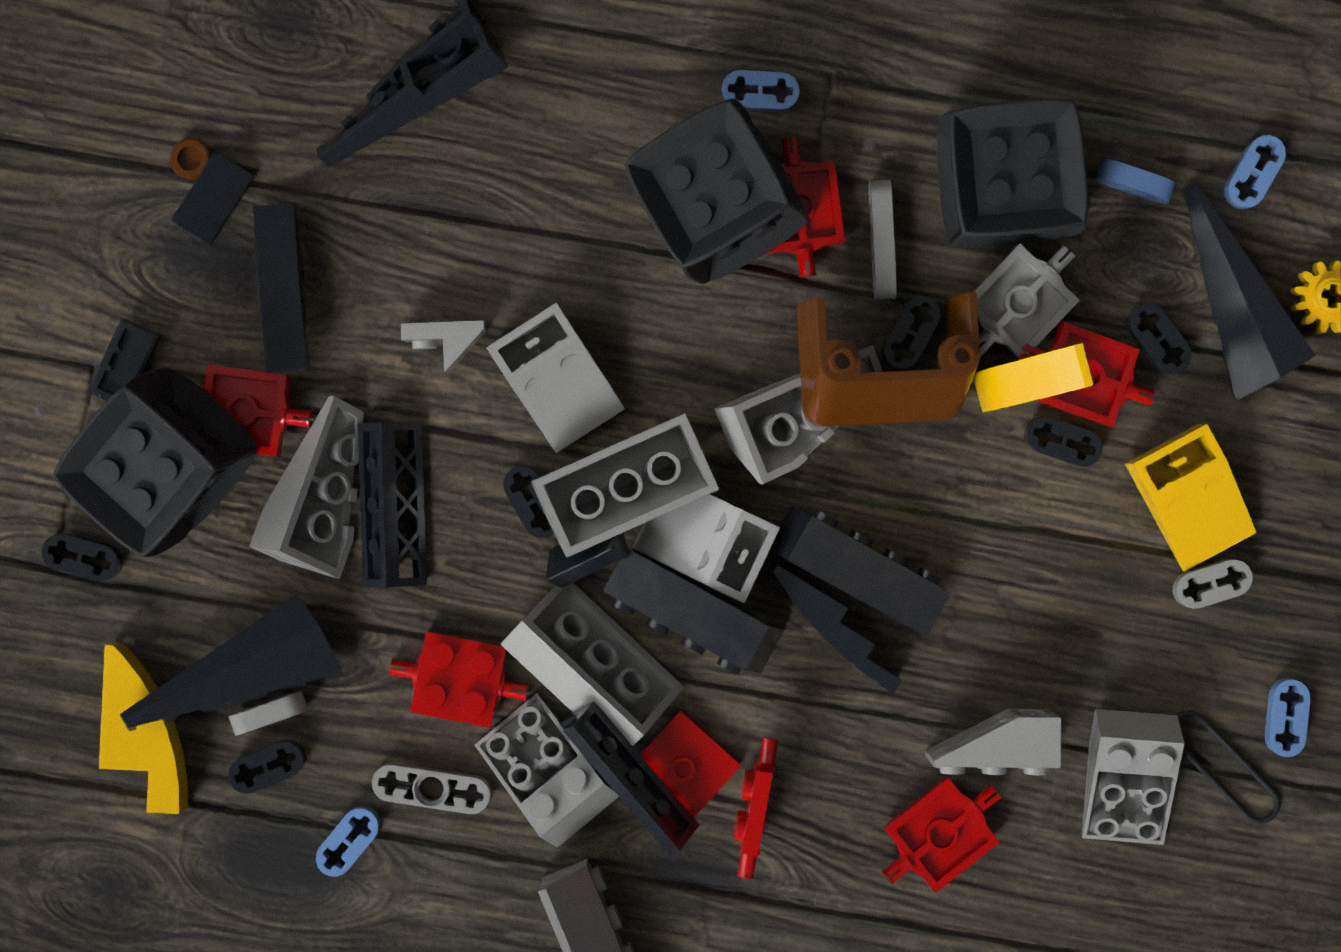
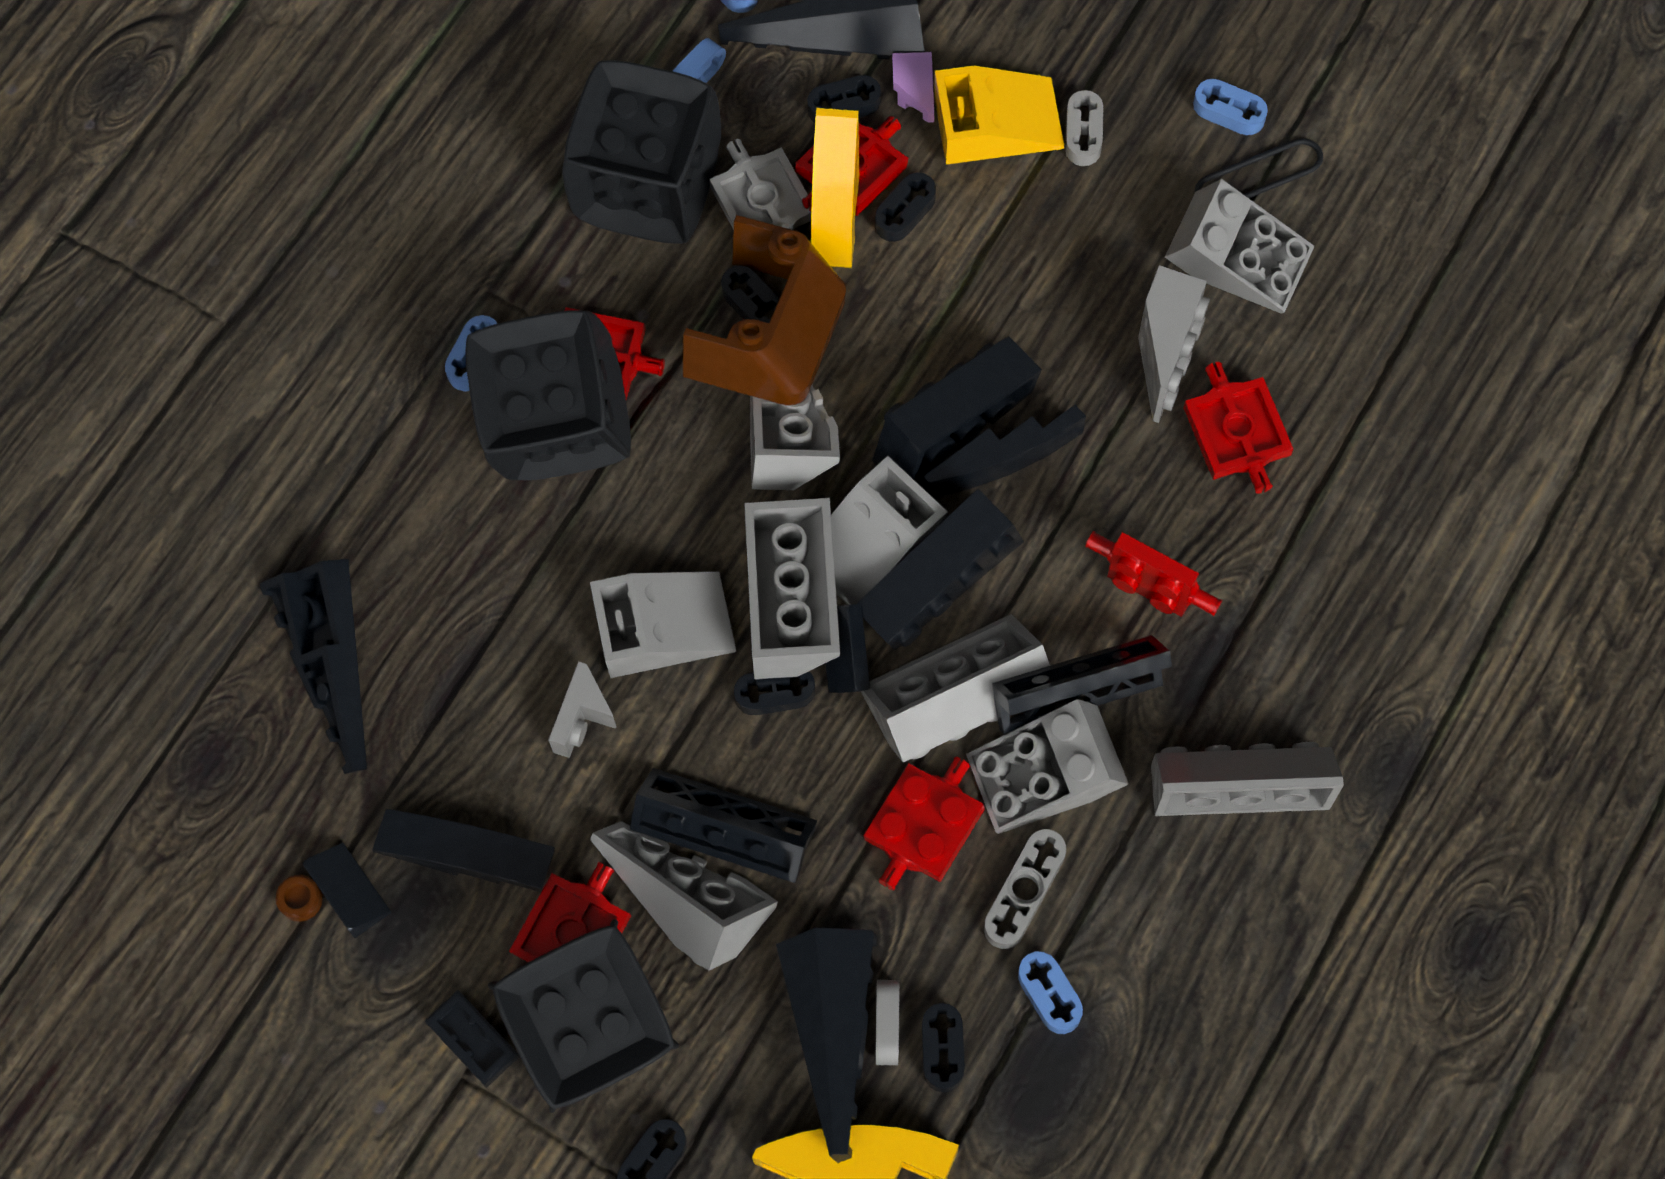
camera: 70 degrees left, 20 degrees down
(689, 762) = (1084, 626): red plate -> none
(882, 239) = (656, 292): light grey beam -> none
(1203, 401) = (914, 82): none -> lavender slope

